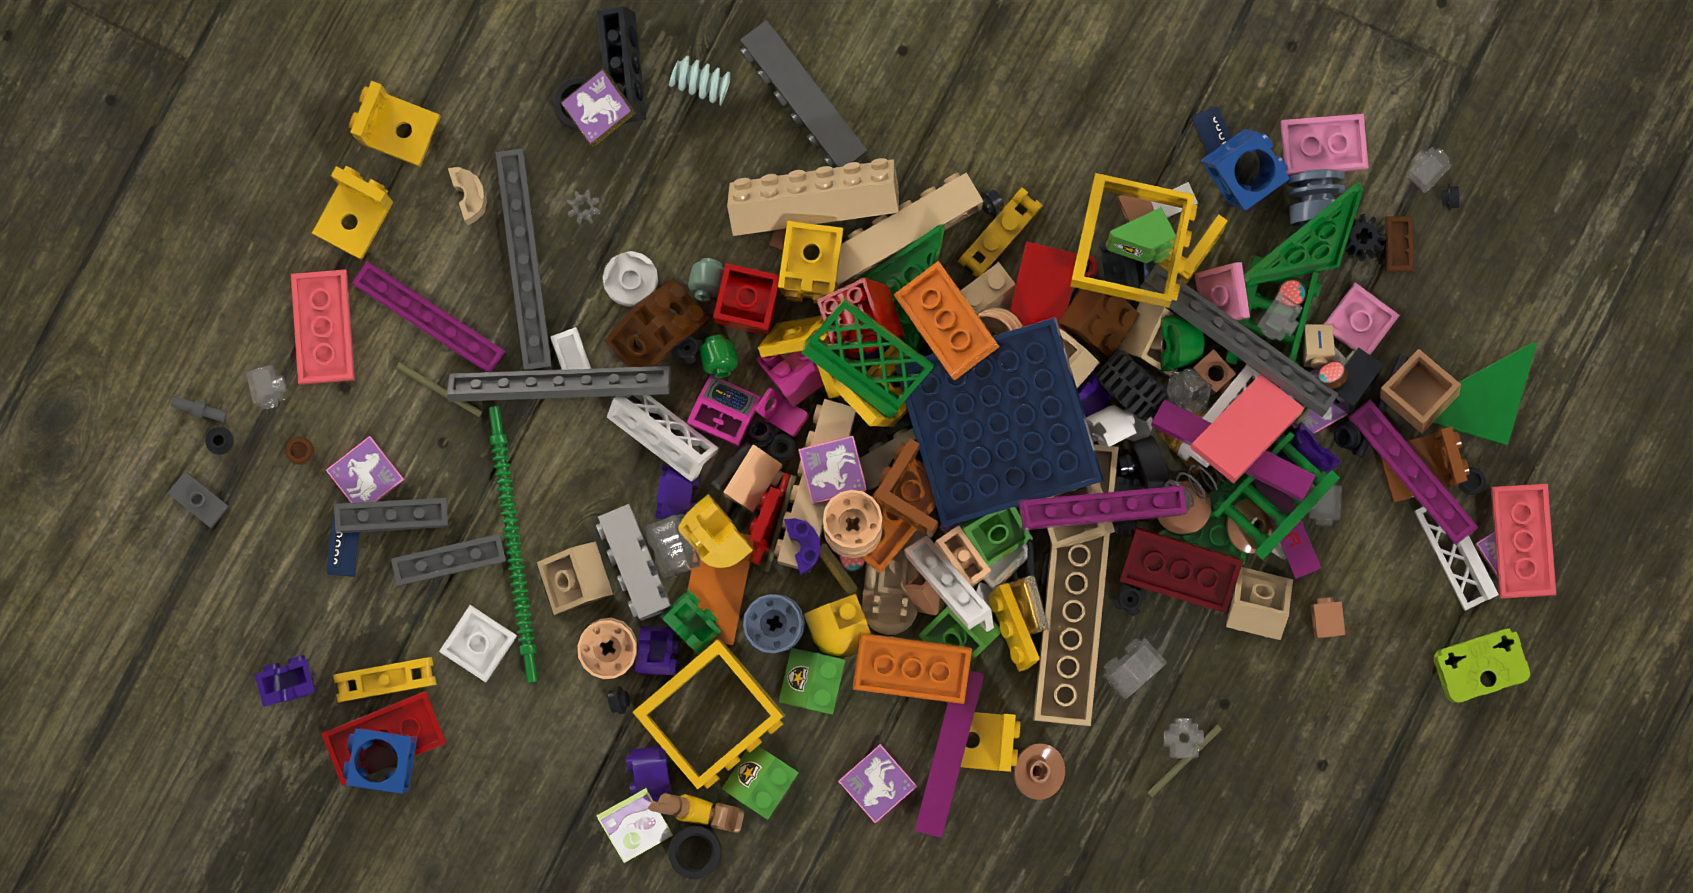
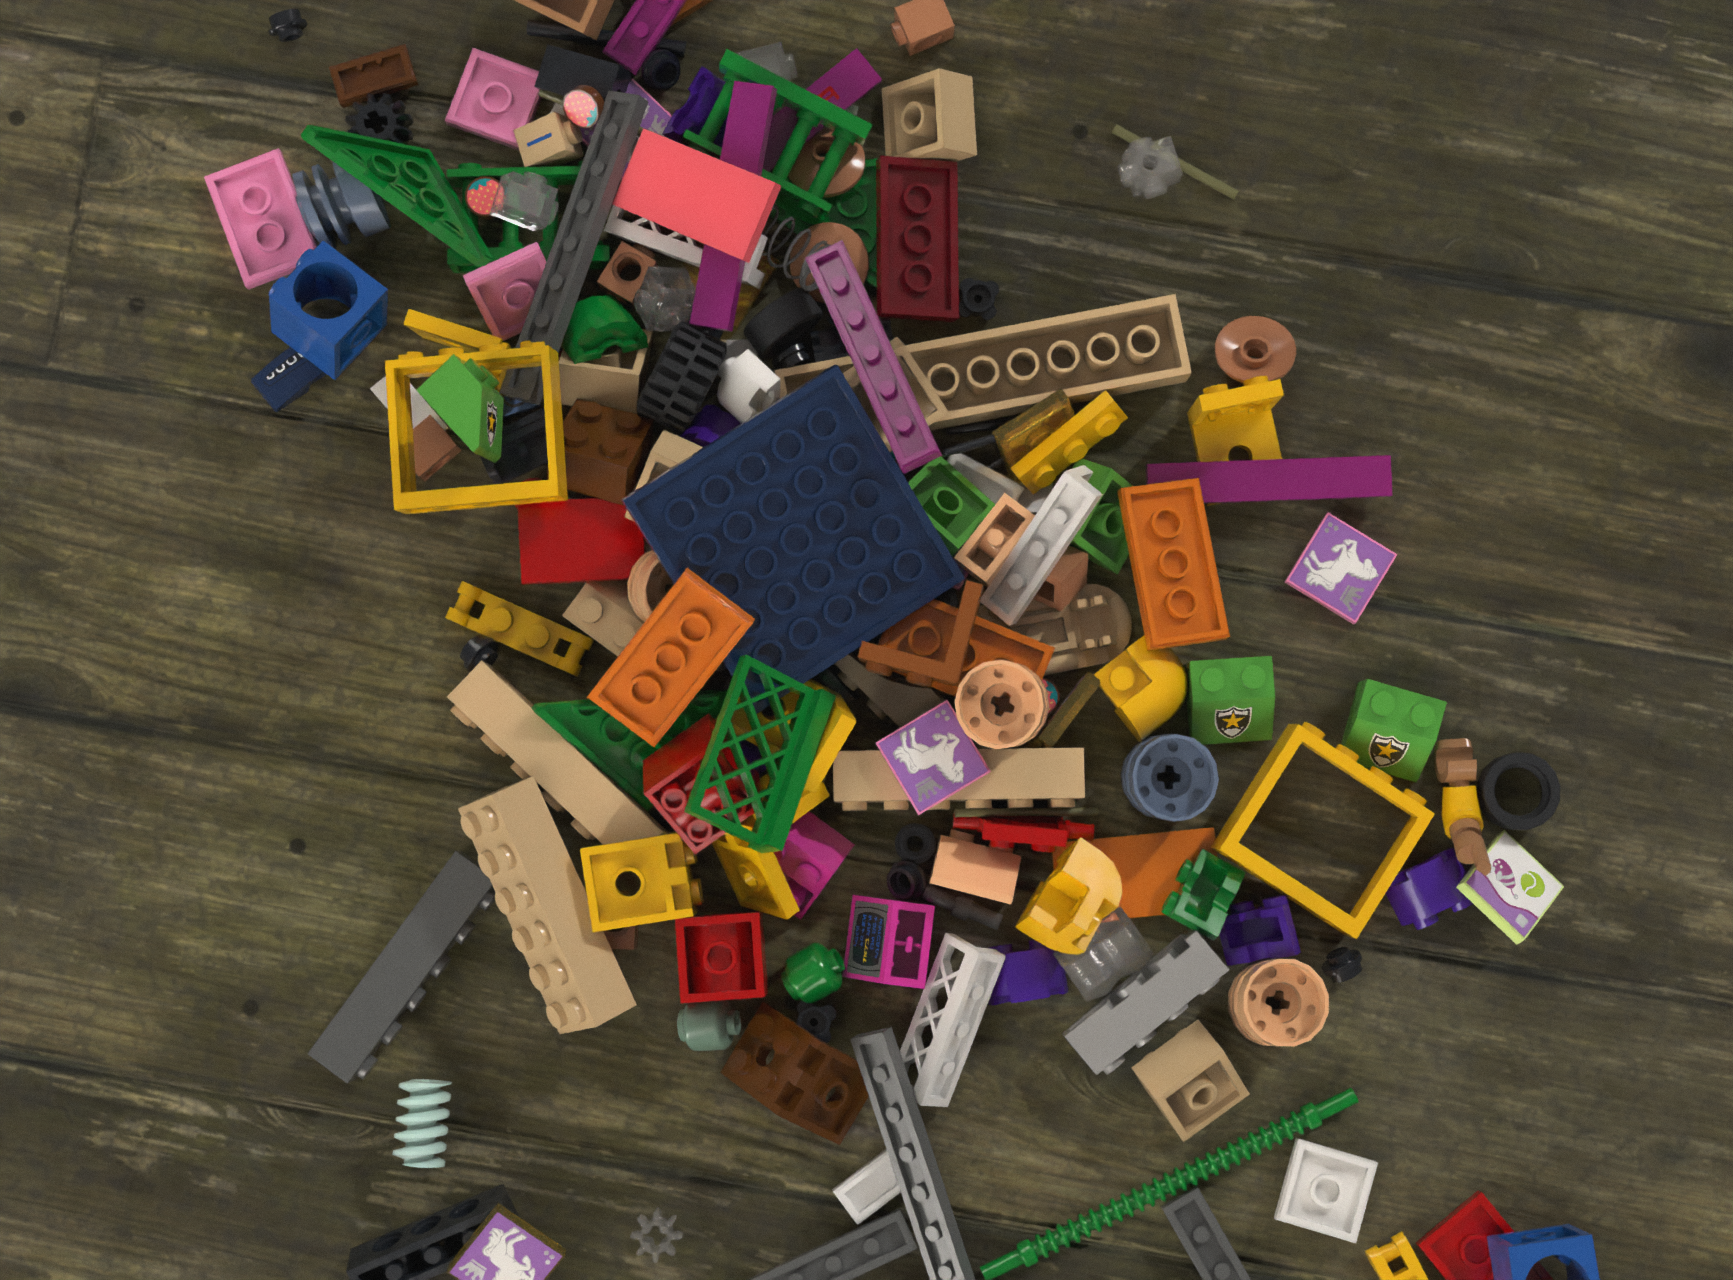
camera: 105 degrees left, 0 degrees up
(630, 278) = (739, 1135): white tile -> none
(782, 413) = (867, 857): dark pink bracket -> none
(809, 541) = (1047, 758): dark purple cylinder -> none
(1134, 668) = (1072, 264): clear brick -> none
(1428, 168) = (256, 65): clear brick -> none

